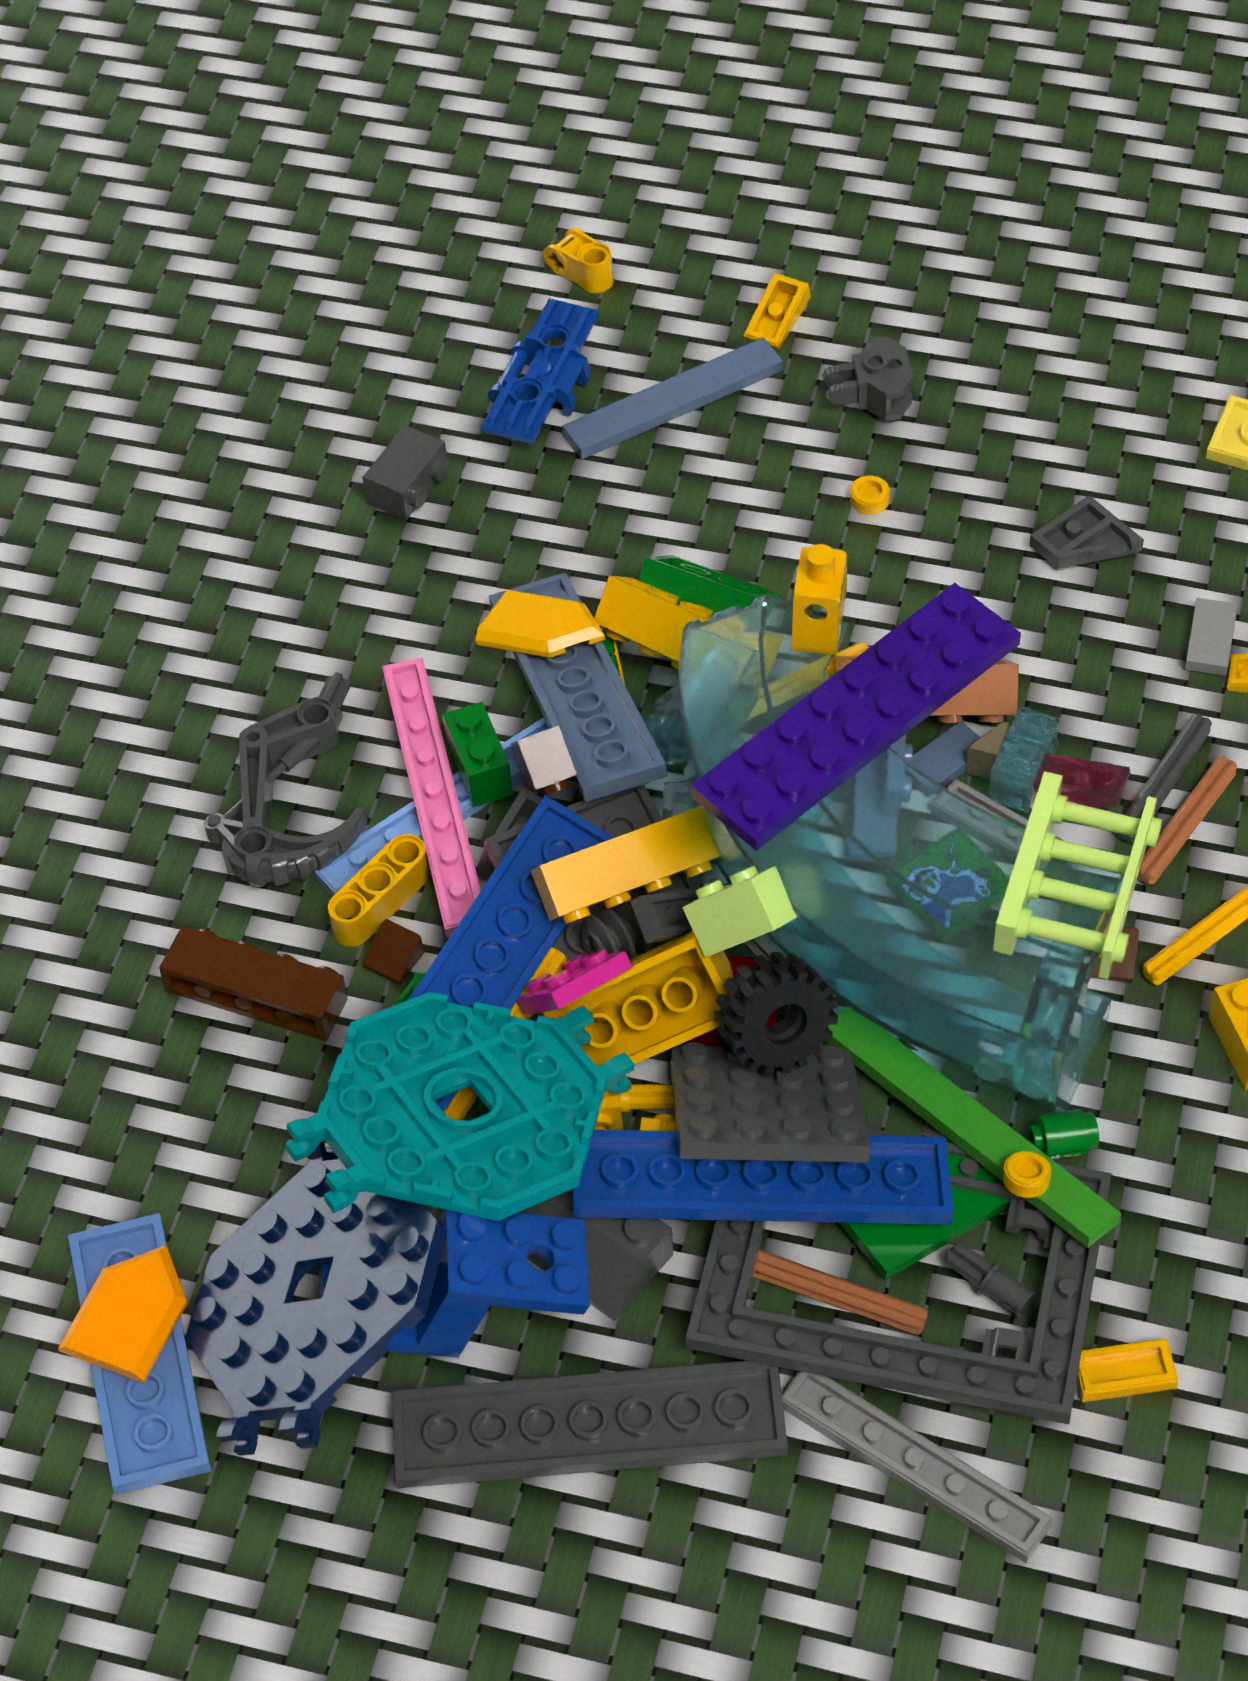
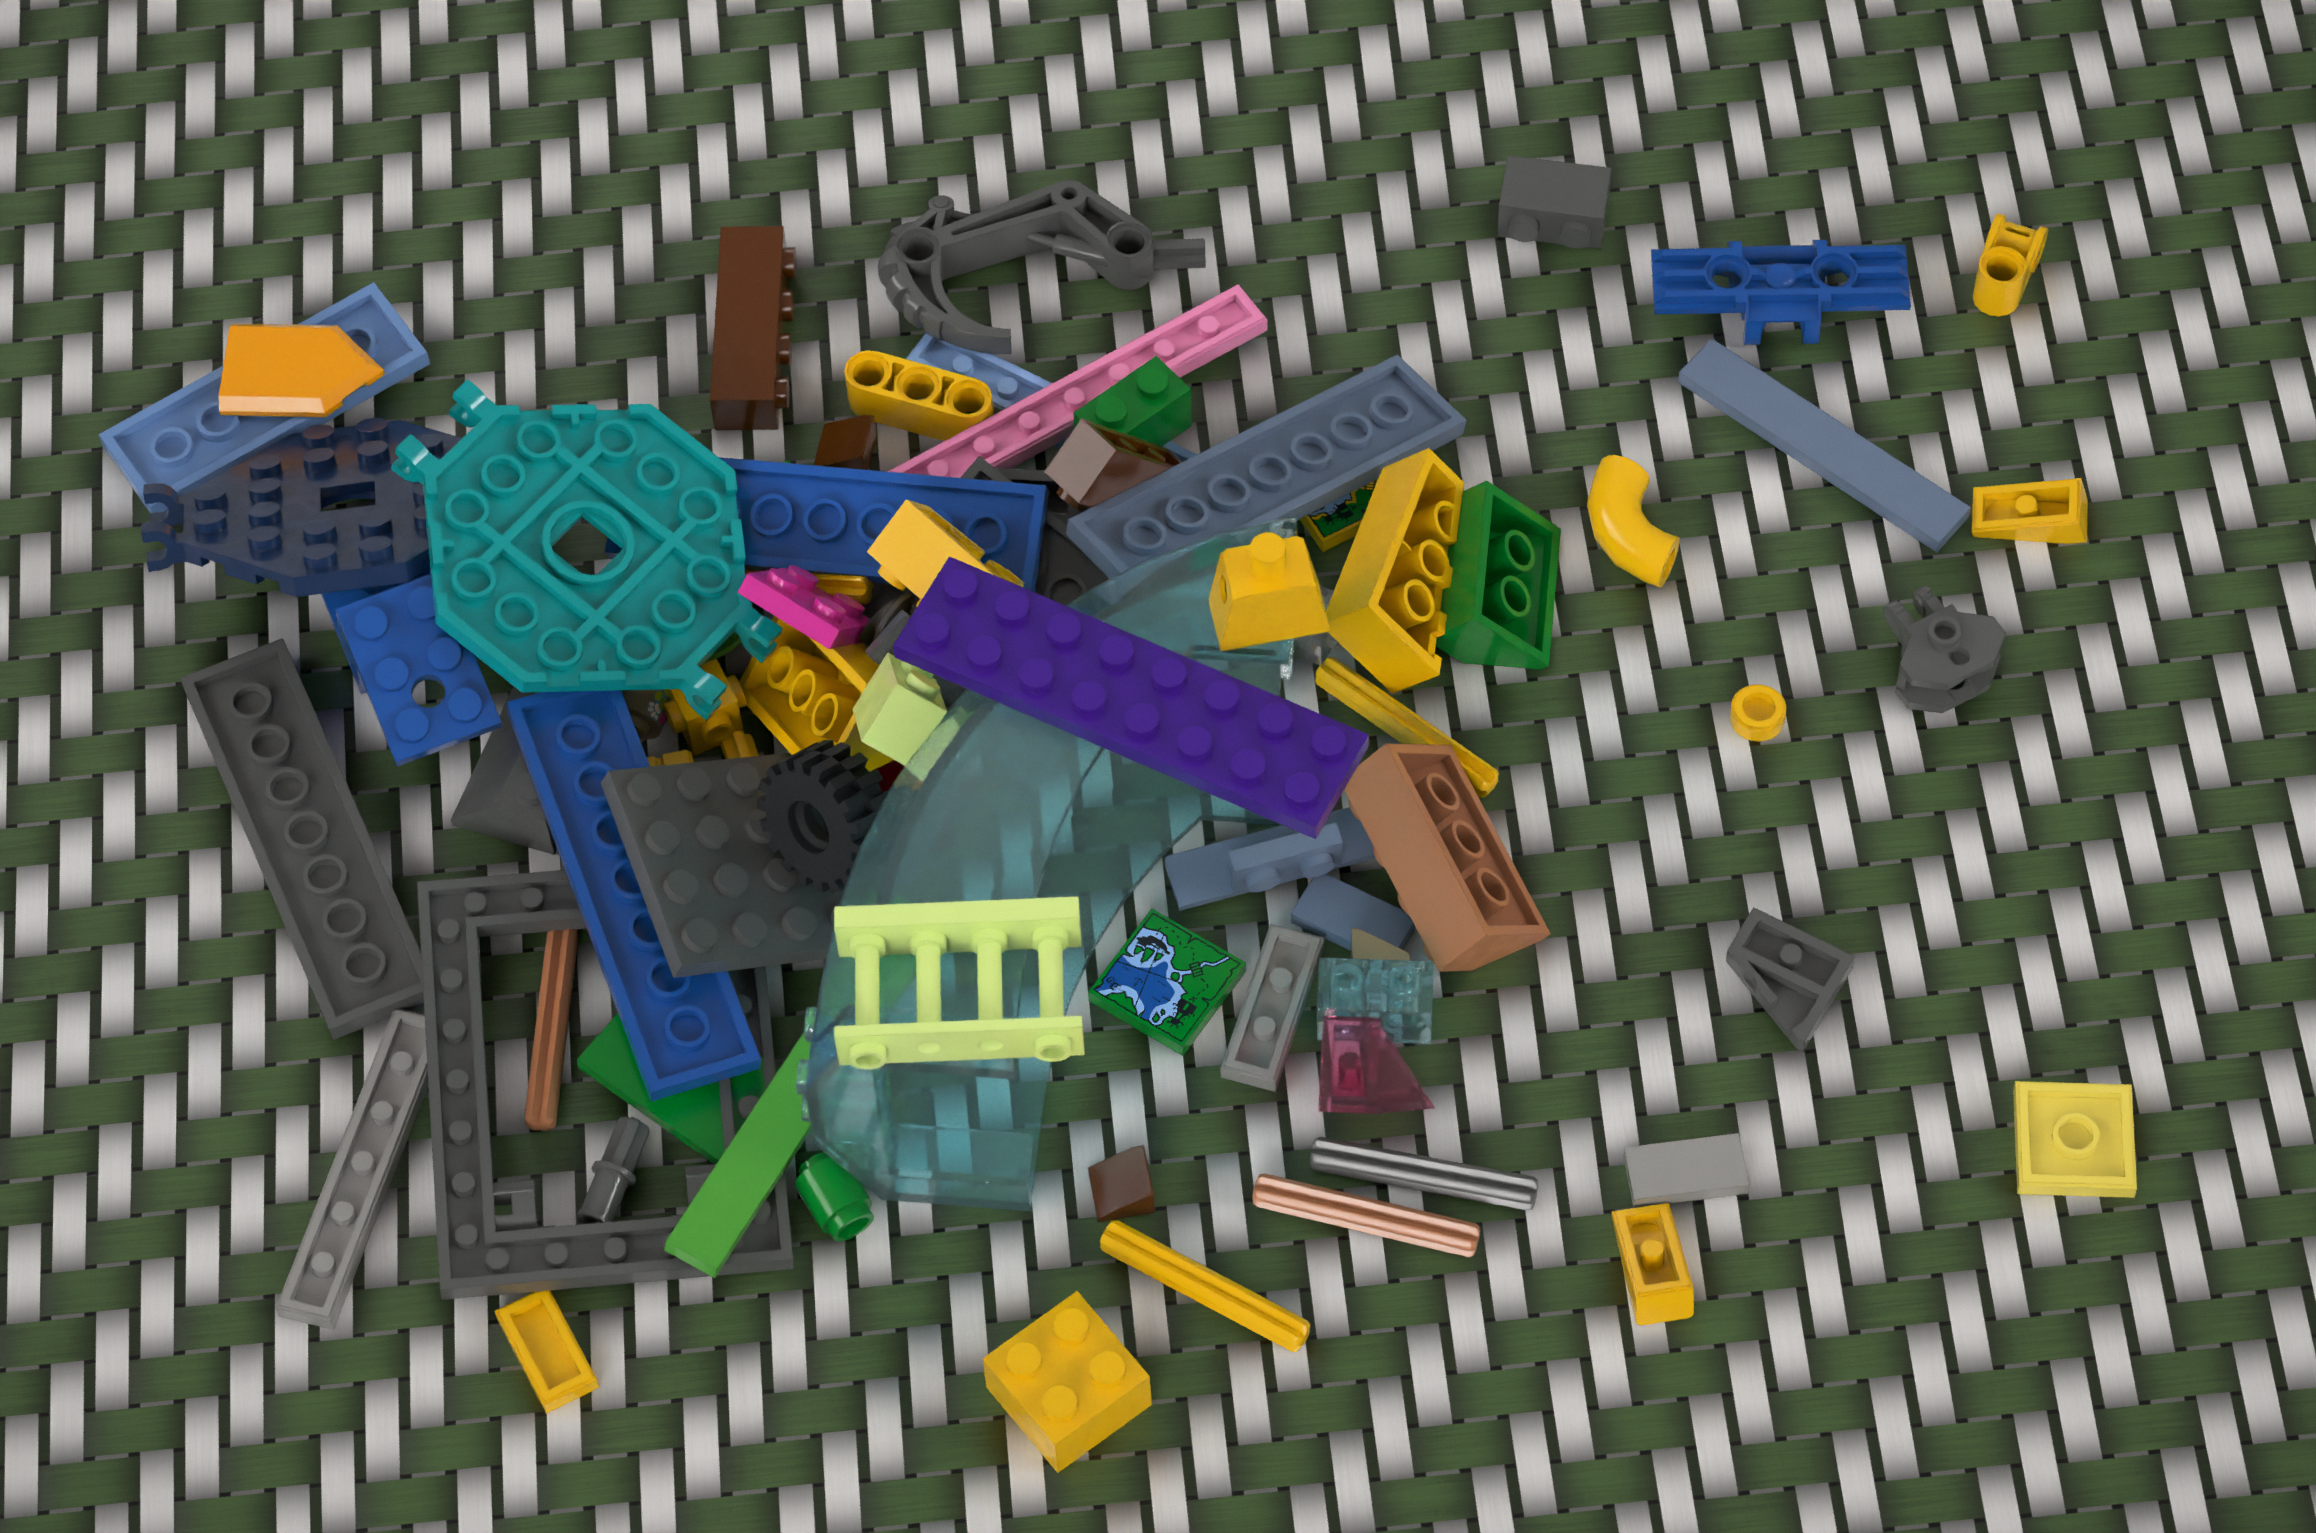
camera: 70 degrees right, 5 degrees up
(537, 625) = (1350, 411): yellow tile -> none
(693, 515) = (1621, 525): none -> yellow cylinder
(1027, 1174) = (731, 1154): yellow tile -> none

